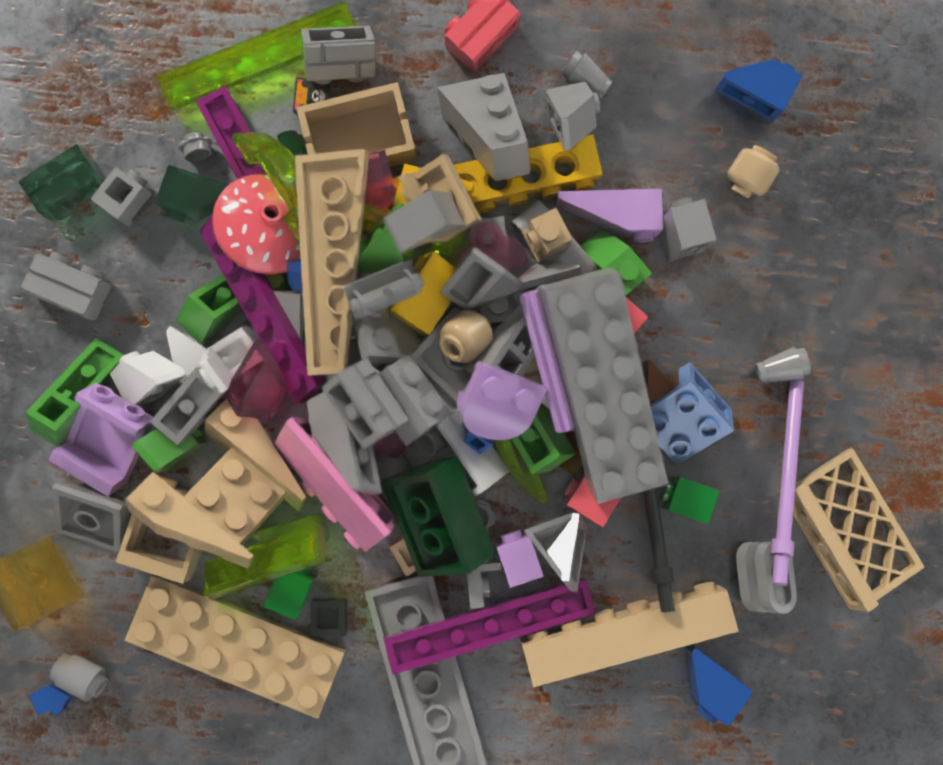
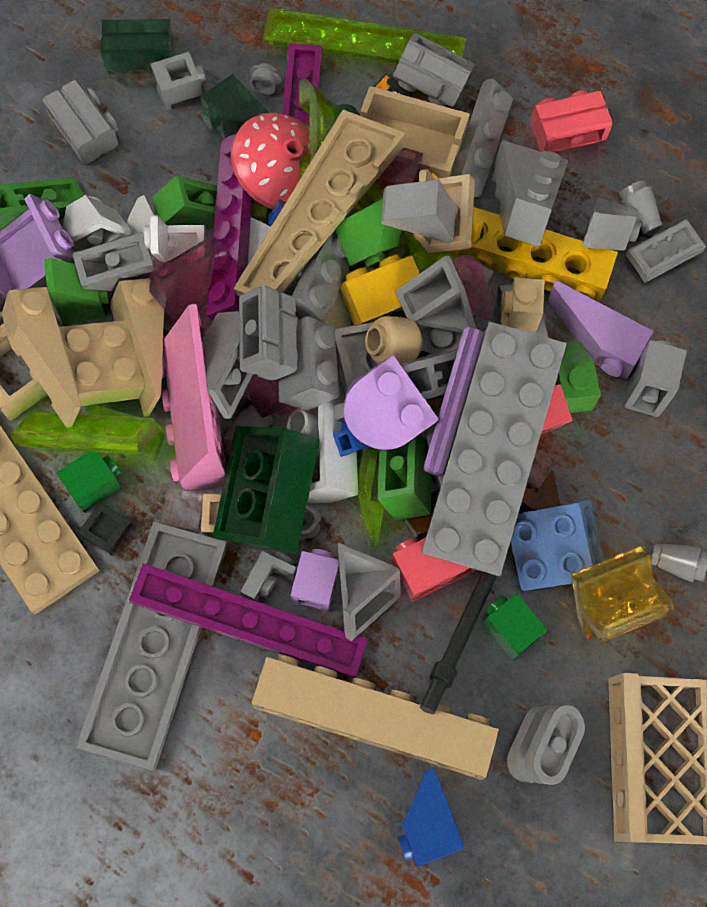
camera: 35 degrees right, 15 degrees down
(383, 289) = (346, 254): light grey hinge -> none
(418, 96) = (483, 135): none -> light grey plate
(627, 103) = (665, 250): none -> light grey plate
(762, 433) = (619, 595): none -> clear yellow bracket
(782, 546) = (580, 711): lavender bar -> none

